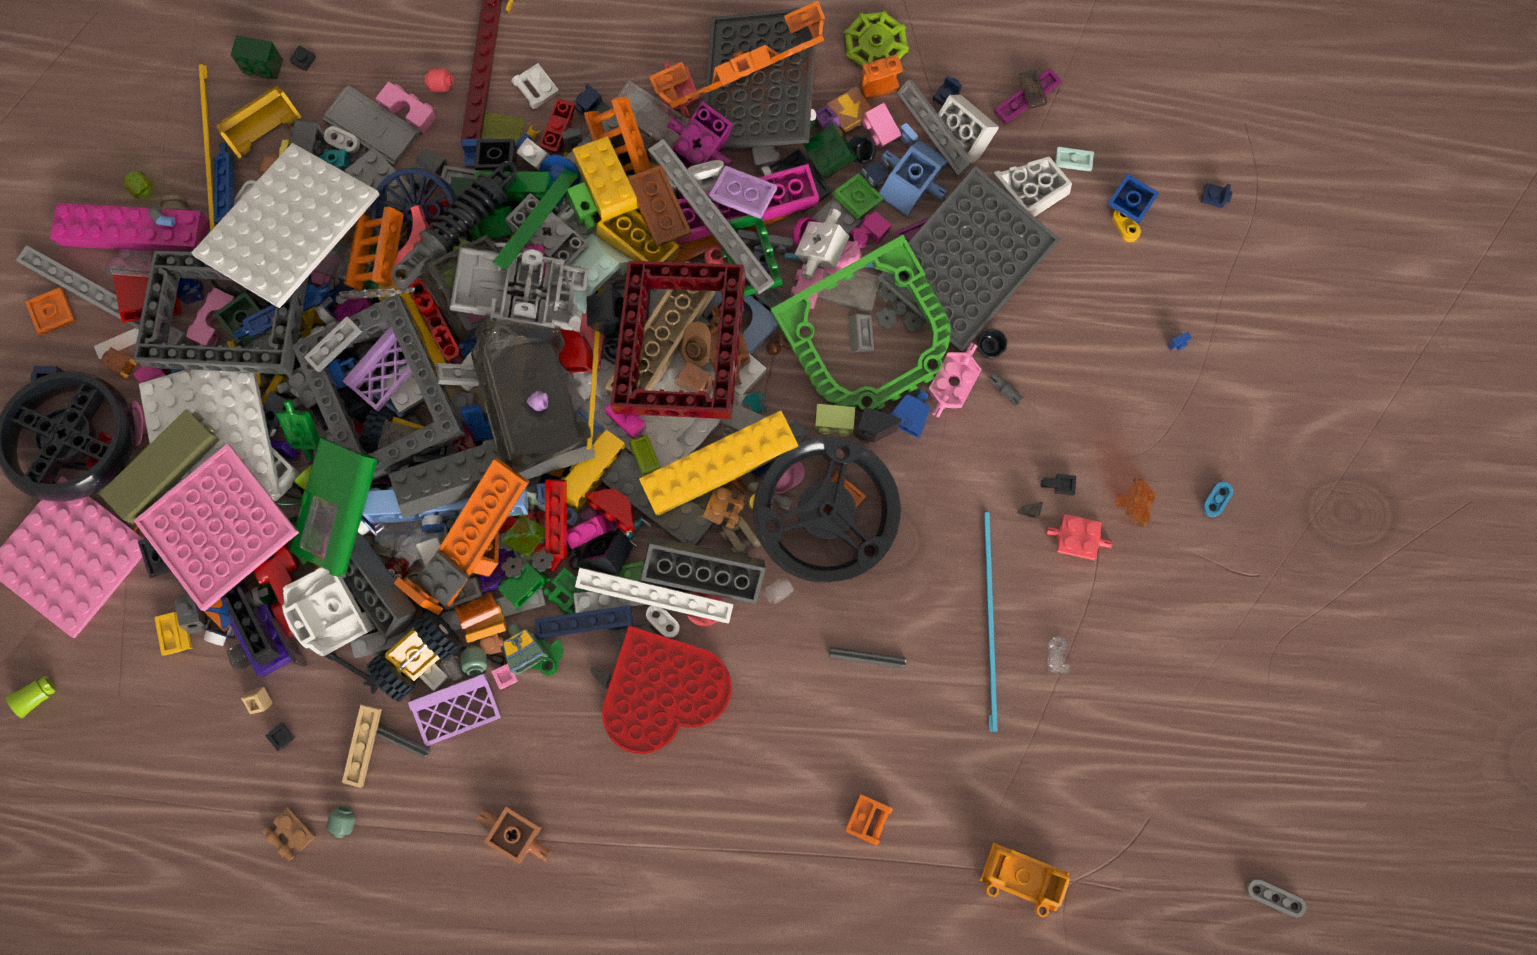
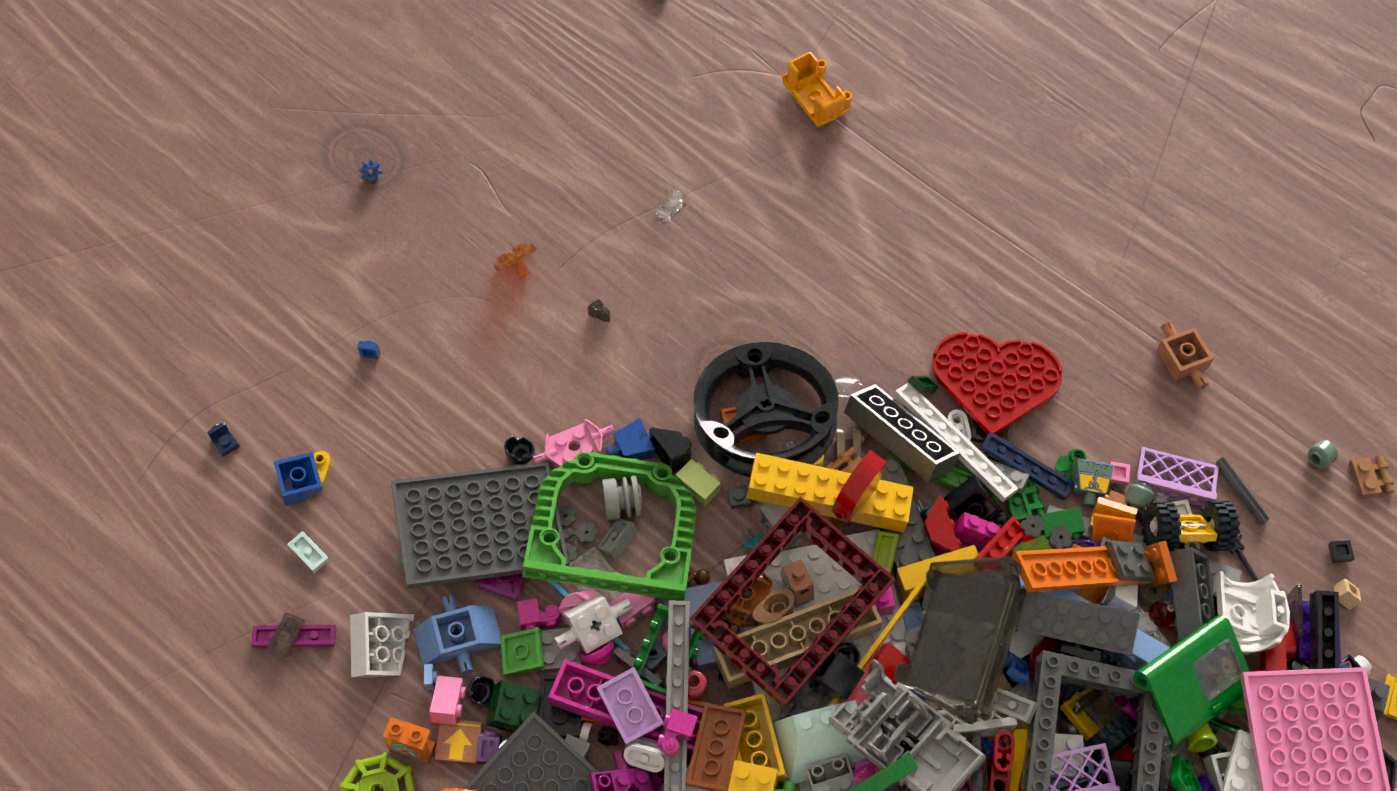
camera: 140 degrees left, 15 degrees down
(238, 657) = (1348, 642): clear smoke slope -> none
(361, 745) = (1273, 496): tan plate -> none
(538, 401) = (957, 625): lavender plate -> none
(602, 677) = (1038, 420): clear smoke slope -> none
(690, 458) = (859, 487): none -> red brick
(693, 193) = (678, 725): none -> dark pink brick
(717, 635) = (923, 384): none -> dark green plate
(862, 817) = (902, 202): orange plate -> none
(867, 657) = (814, 299): dark grey axle -> none
(875, 173) = (488, 663): dark blue piece -> none
(881, 357) = (621, 498): none -> light grey wheel
(935, 127) = (401, 662): light grey plate -> none
(950, 87) = (359, 693): dark blue bracket -> none
(992, 718) = (755, 197): medium azure piece -> none
(1005, 388) = (538, 411): dark grey pin -> none
(1035, 184) = (367, 548): white wedge -> none
(1063, 484) = (560, 313): black plate -> none
(1079, 537) = (579, 271): coral plate -> none
(1217, 500) = (451, 225): dark azure plate -> none
(1329, 496) = (369, 165): none -> blue gear

